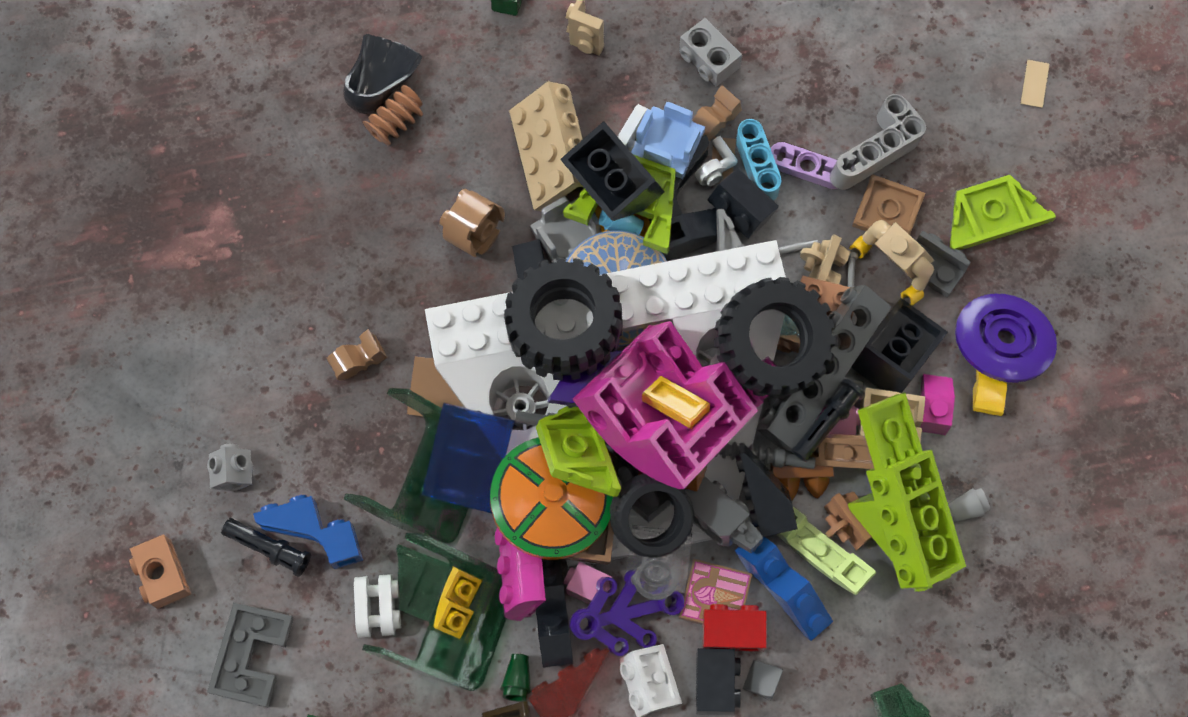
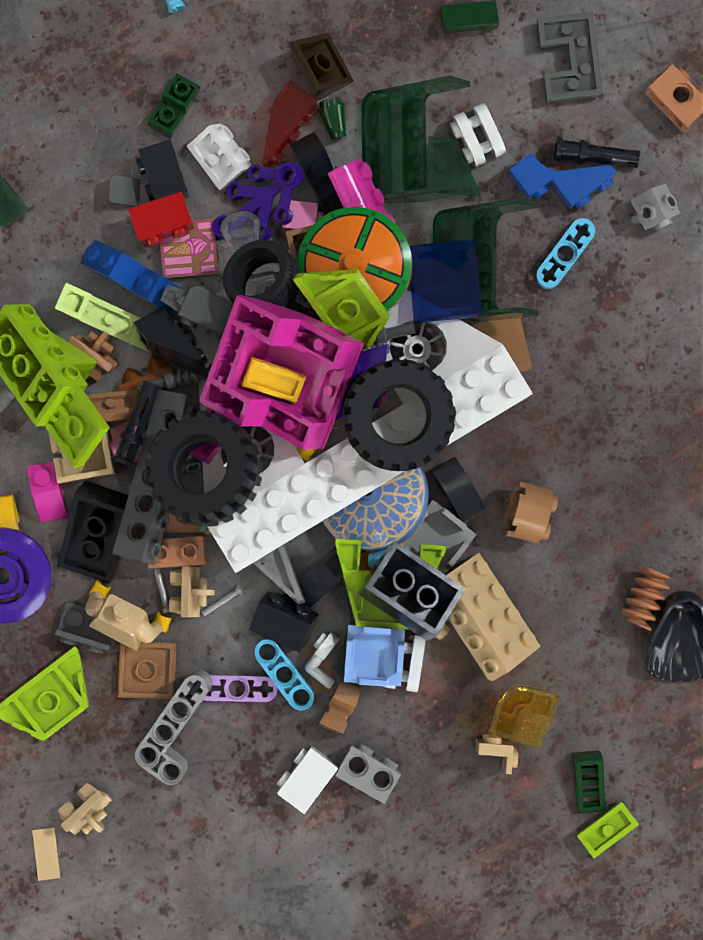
camera: 160 degrees right, 15 degrees up
(323, 477) = (571, 232): none -> medium azure beam
(351, 359) = (586, 351): medium nougat leg -> none
(453, 608) = (409, 154): yellow slope -> none
(548, 51) = (523, 715): none -> clear yellow brick
(768, 65) = (306, 779): none -> white brick
(1000, 102) = (88, 814): none -> tan hips

